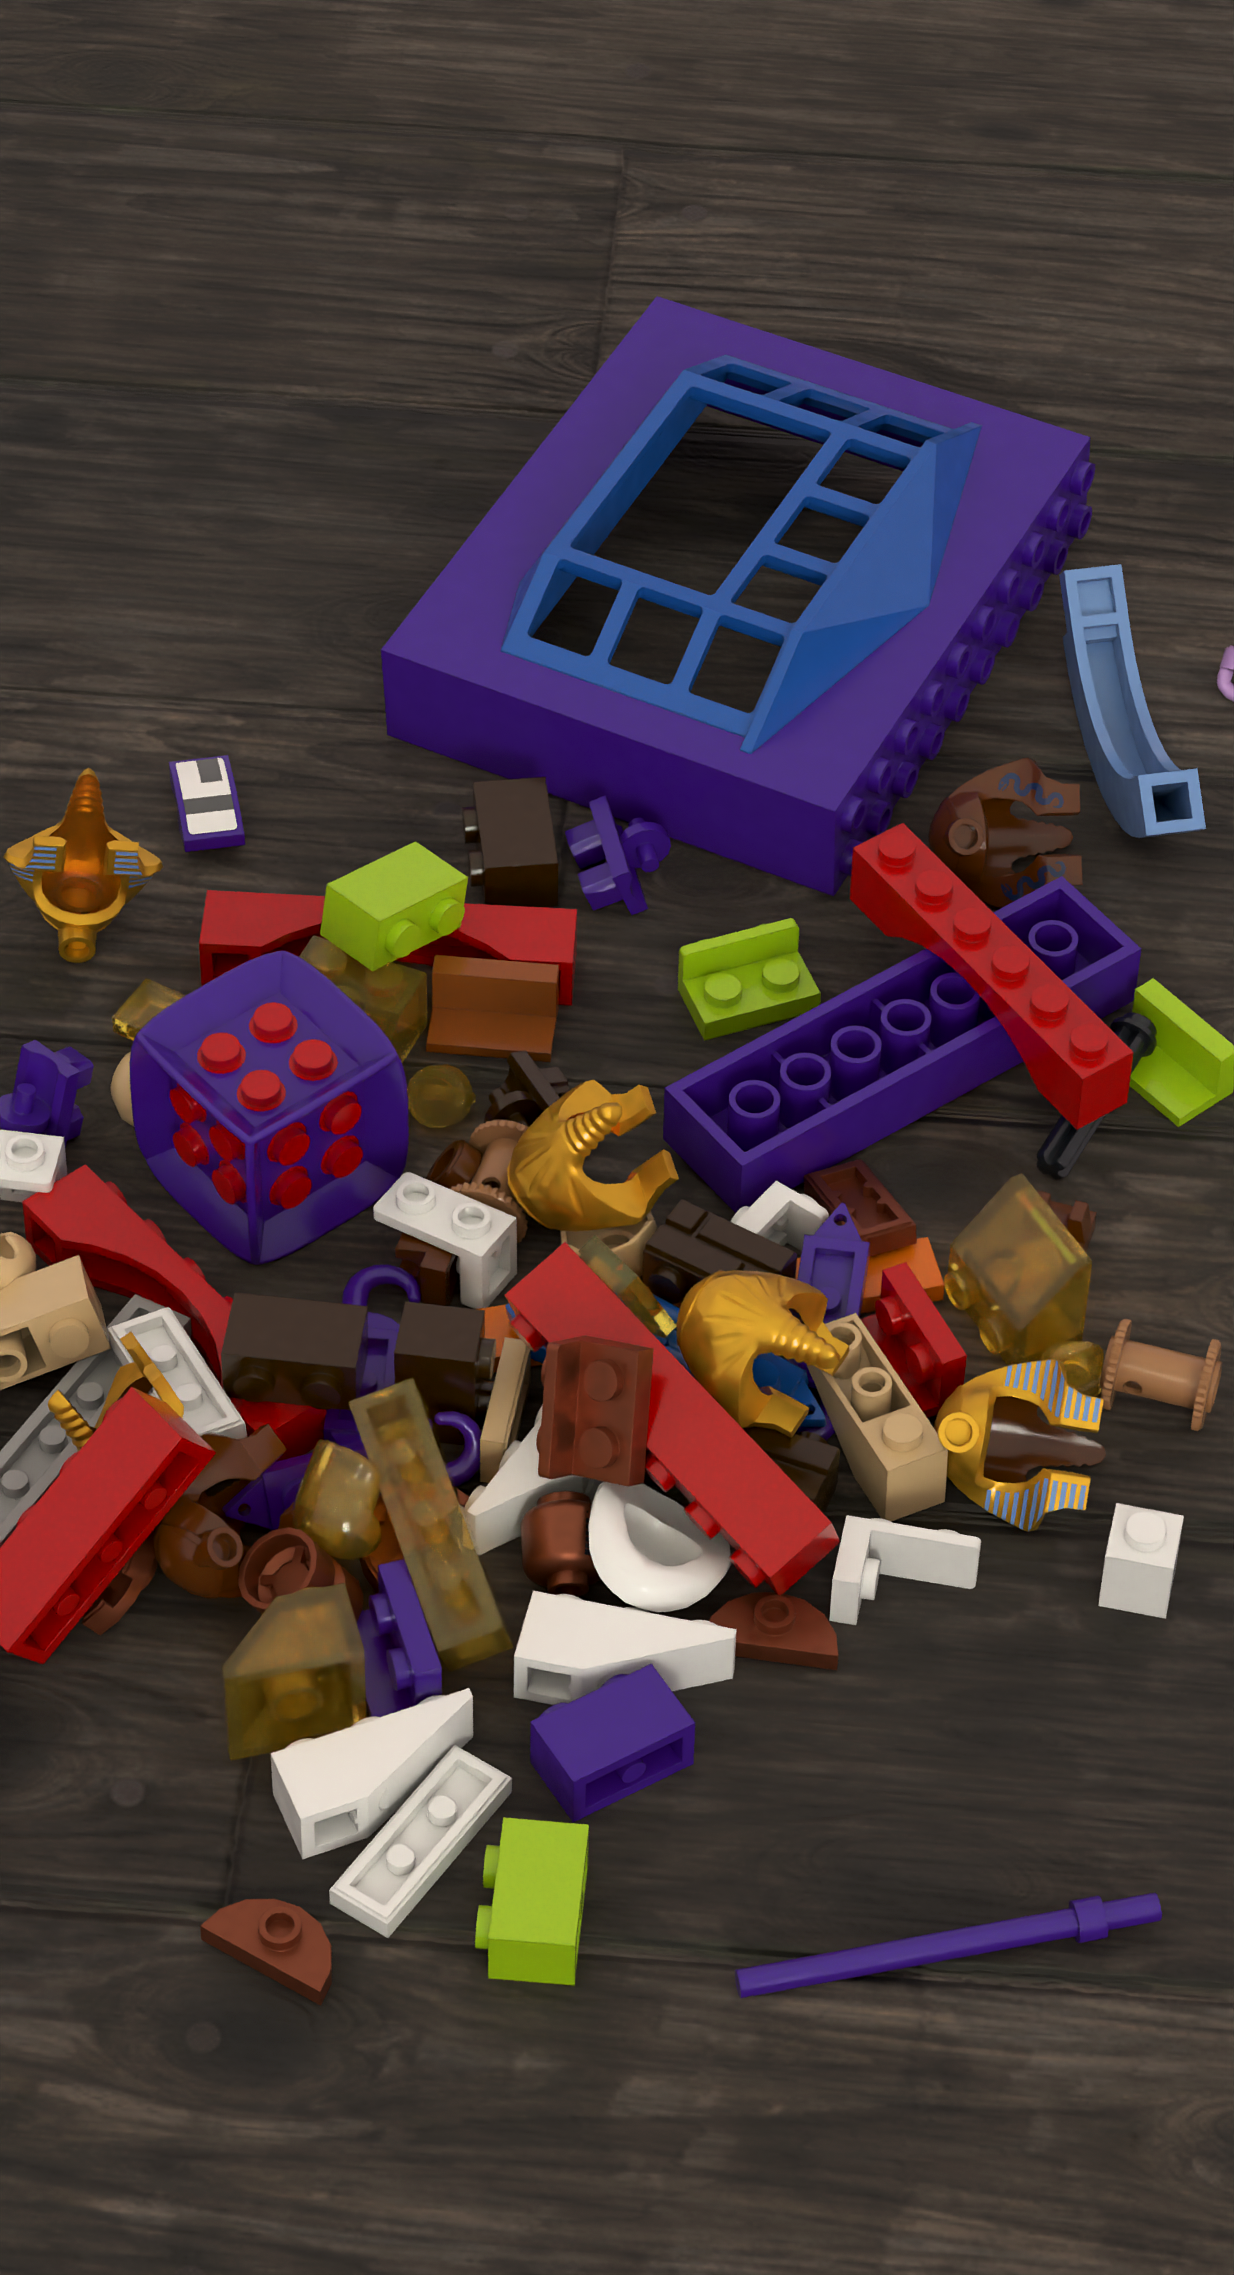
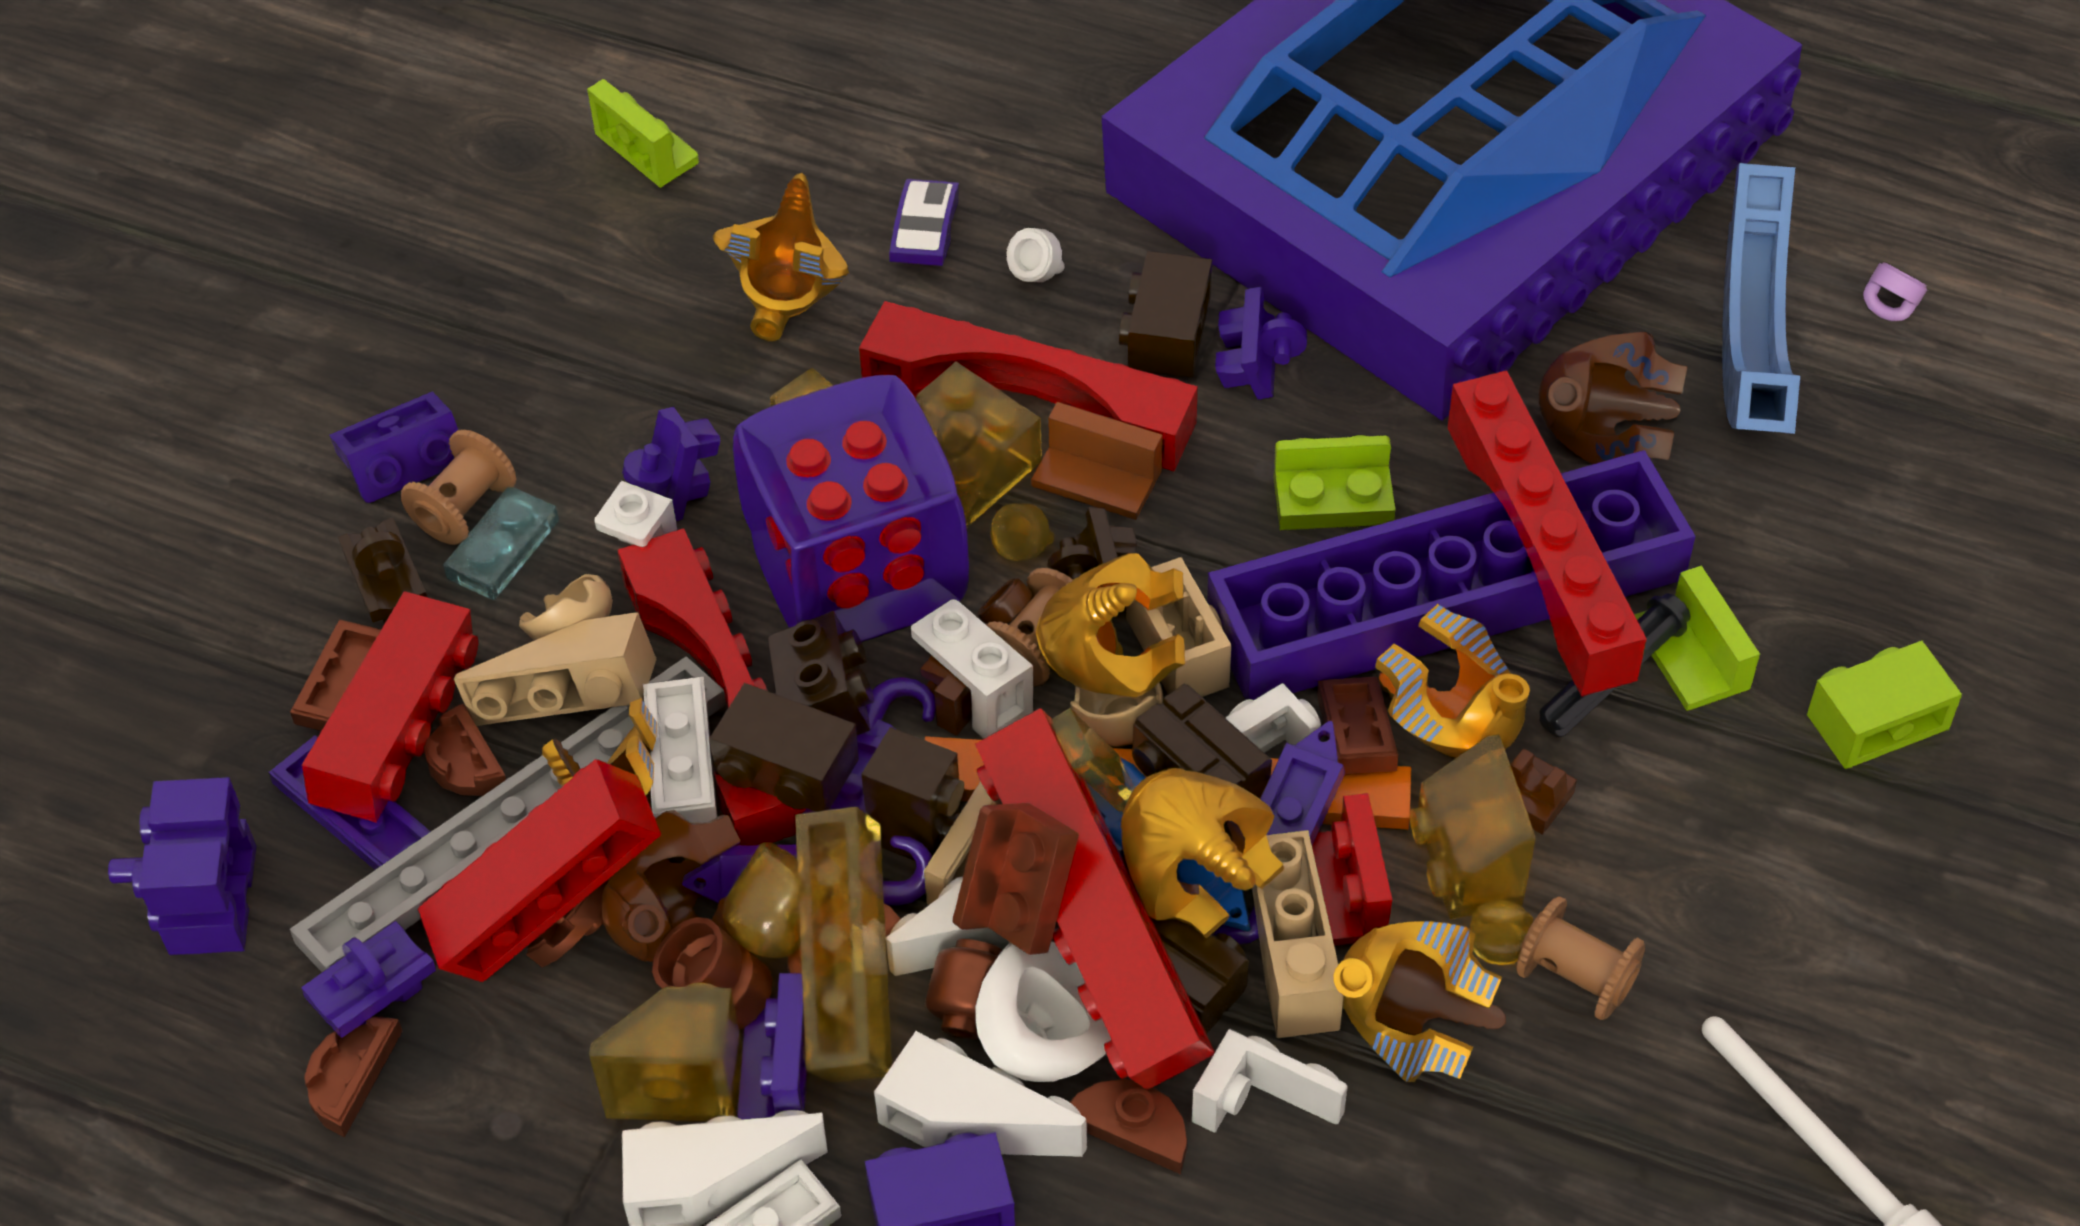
camera: 20 degrees right, 5 degrees up
(290, 1263) = (821, 669): none -> dark brown brick
(342, 813) = (1034, 255): none -> white tile
(393, 906) = (1027, 351): lime brick -> none
(692, 1158) = (1200, 626): none -> tan brick
(977, 1153) = (1480, 705): none -> pearl gold piece
(1140, 1560) = (1497, 1142): white brick -> none

